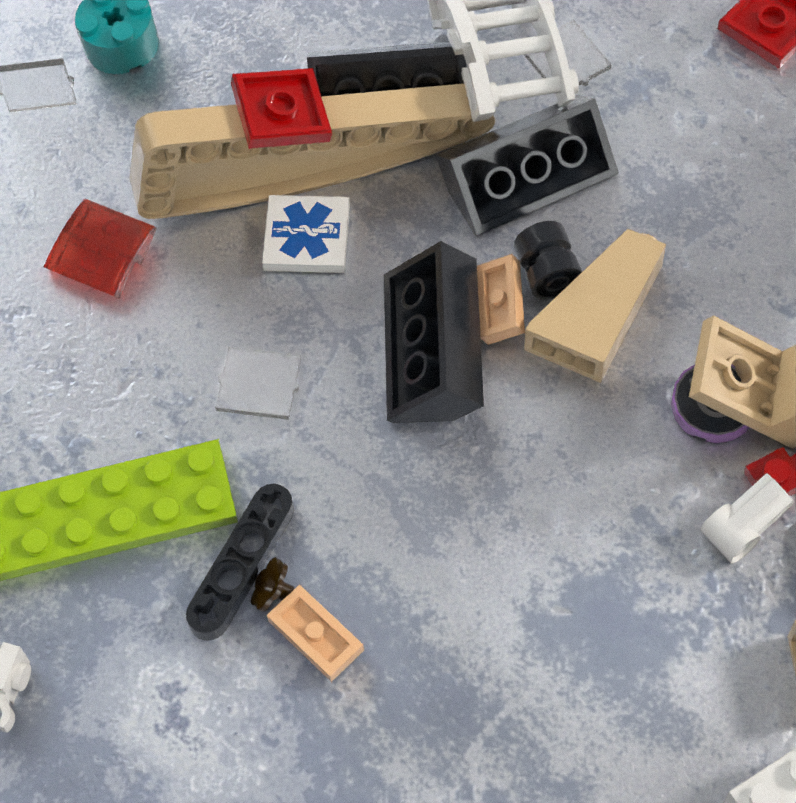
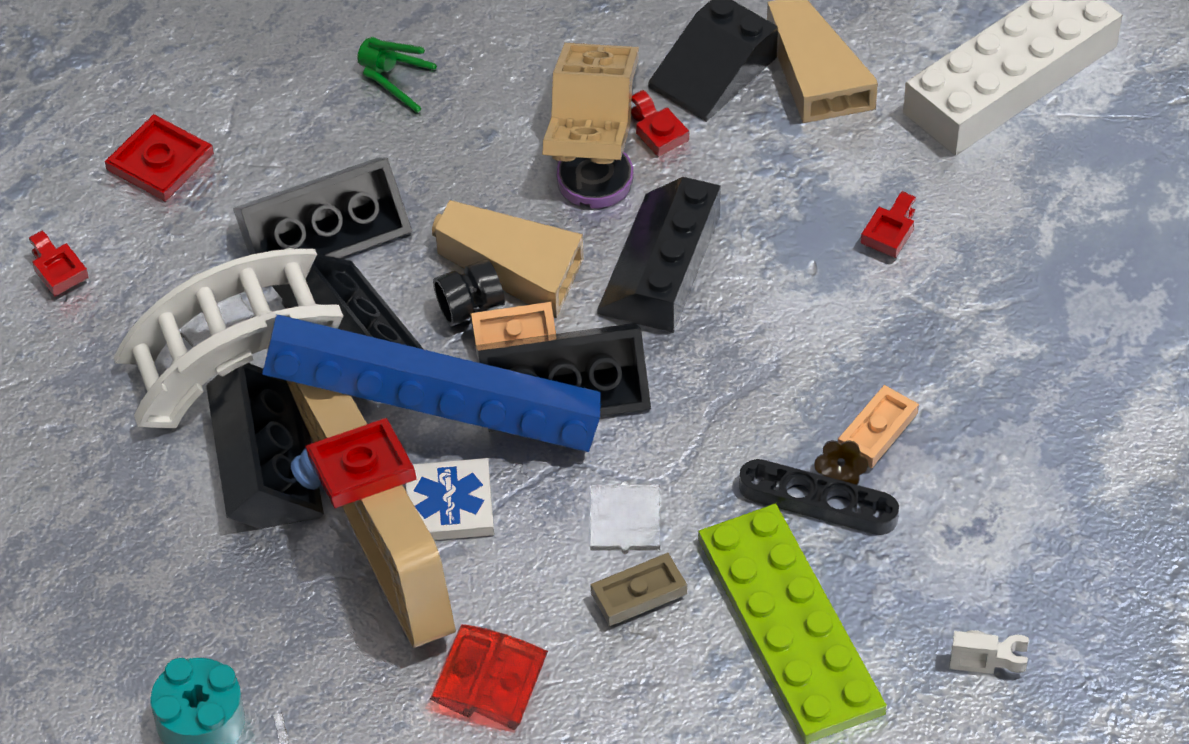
camera: 100 degrees left, 10 degrees down
(162, 378) = (638, 589): none -> dark tan plate
(399, 198) = (432, 383): none -> blue brick
(583, 453) = (663, 254): none -> black slope
(596, 695) = (890, 229): none -> red plate
(668, 144) = (329, 213): none -> black slope
(738, 526) = (718, 147): white piece -> none

